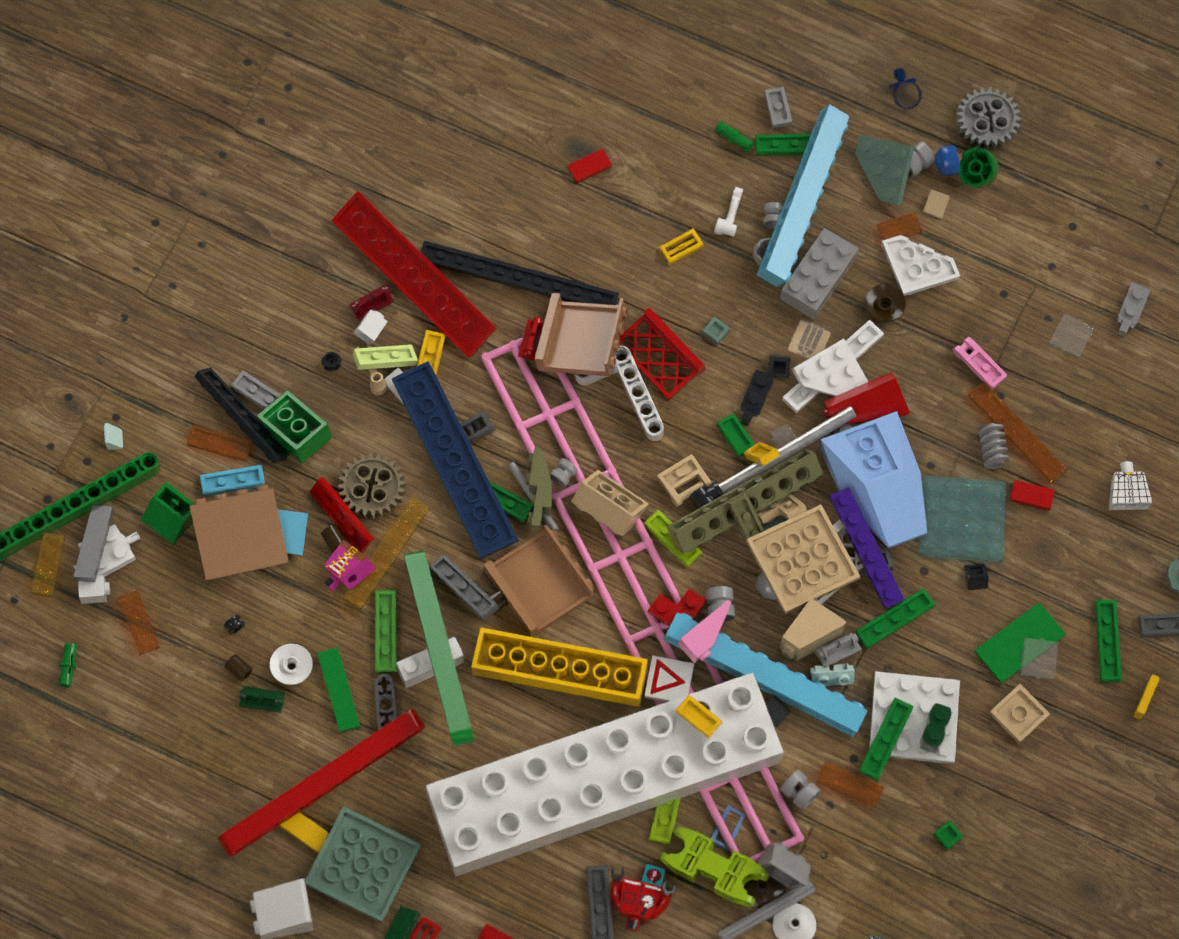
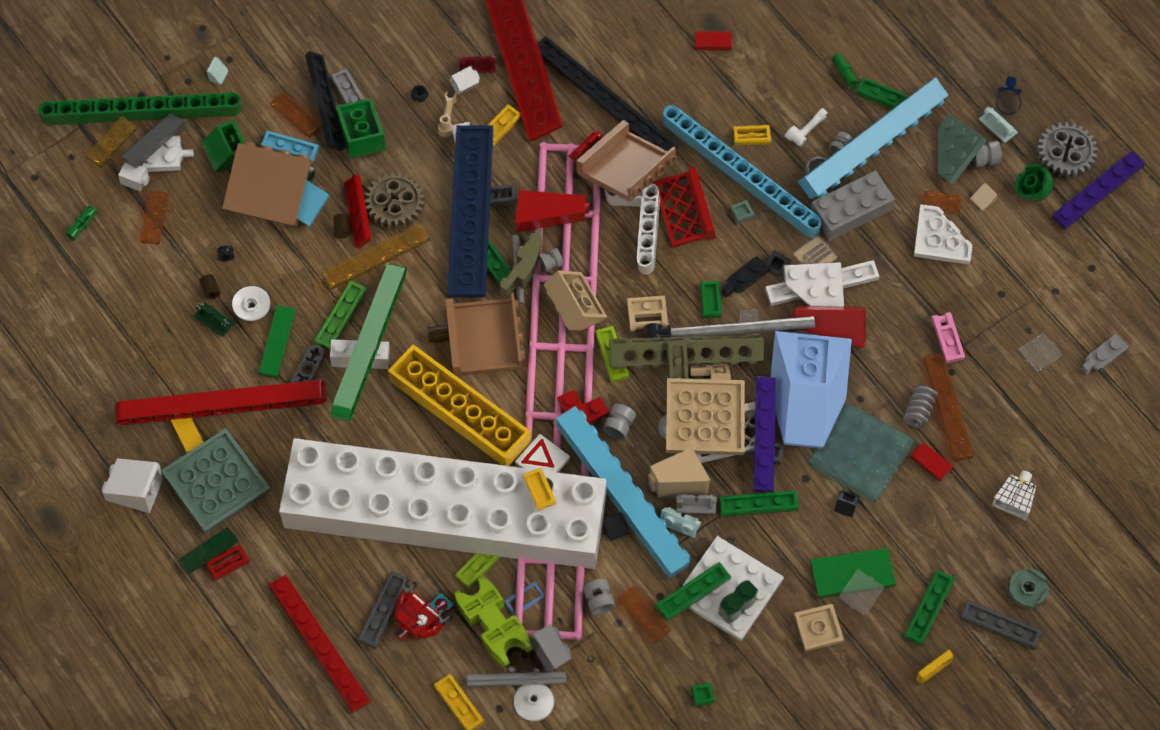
camera: 30 degrees right, 5 degrees down
(347, 567) = (337, 251): dark pink torso -> none
(385, 357) = (461, 108): yellowish green plate -> none
(463, 587) = (420, 310): dark grey tile -> none
(530, 421) = (548, 209): none -> red slope
(702, 637) = (583, 433): bright pink slope -> none
(703, 286) = (743, 178): none -> medium azure beam
(761, 453) = (720, 320): yellow tile -> none
(778, 107) = (894, 64): light grey plate -> none
(887, 295) = (894, 246): dark brown dish -> none
(909, 123) = (997, 125): none -> light aqua hinge
(947, 160) = (1010, 166): blue hair -> none
(1037, 145) = (1098, 190): none -> dark purple plate

